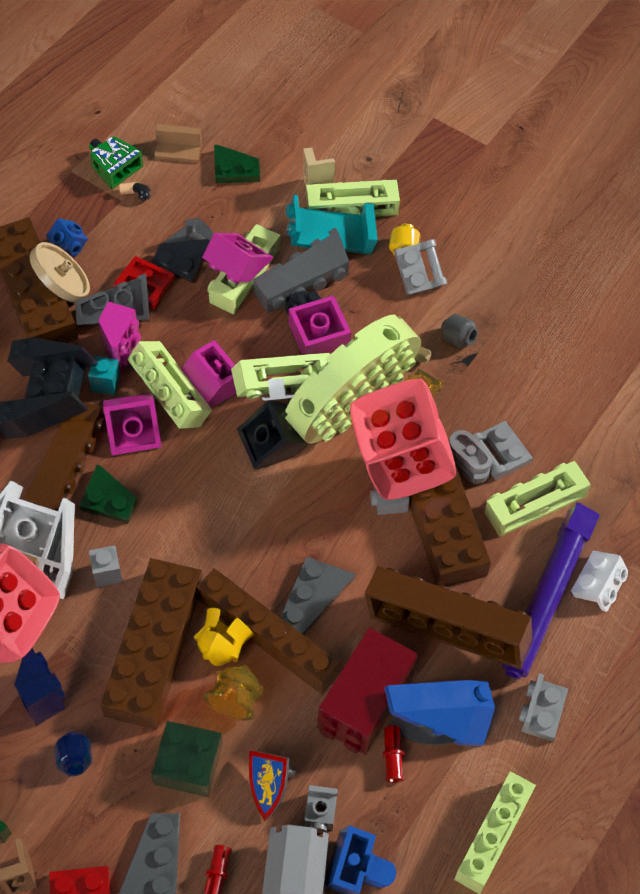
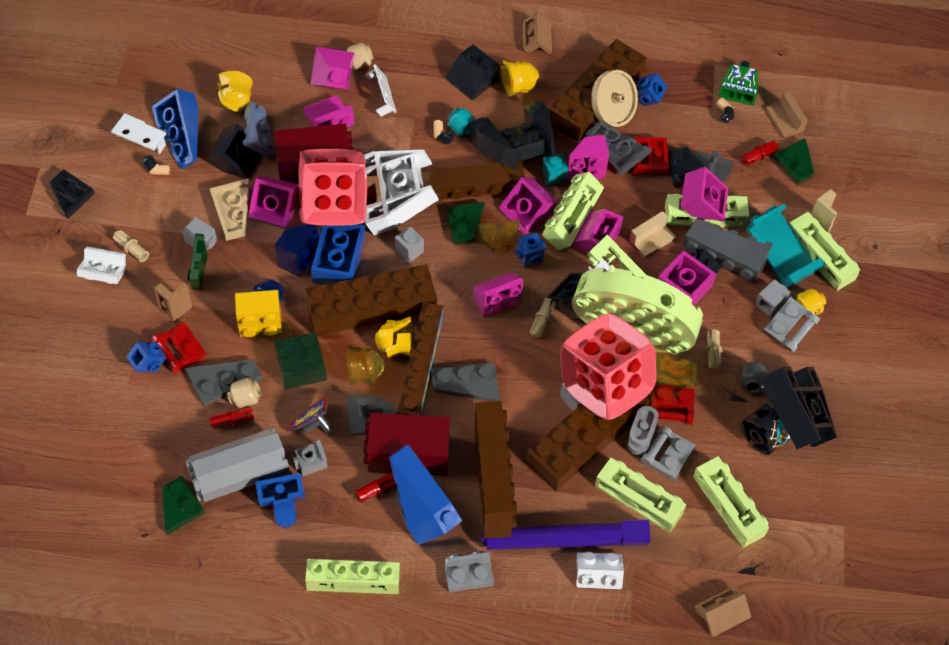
camera: 60 degrees right, 0 degrees up
(76, 649) = (338, 253): none -> blue brick
(100, 774) = (258, 313): none -> yellow piece
(154, 474) = (499, 238): none -> clear yellow cylinder
(190, 449) = (530, 249): none -> blue brick
(193, 844) = (244, 393): none -> tan head
(205, 190) = (759, 153): none -> red axle
(227, 506) = (498, 294): none -> dark pink slope
(242, 332) = (651, 235): none -> tan panel
(278, 481) = (542, 318): none -> tan axle
(291, 719) = (360, 408): none -> flat silver shield
(380, 268) = (772, 298): none -> light grey brick
(449, 405) = (675, 399): none -> red plate
(524, 304) = (800, 405): none -> black wedge
(527, 348) = (765, 430): none -> black brick
(584, 422) = (752, 524): none -> yellowish green brick

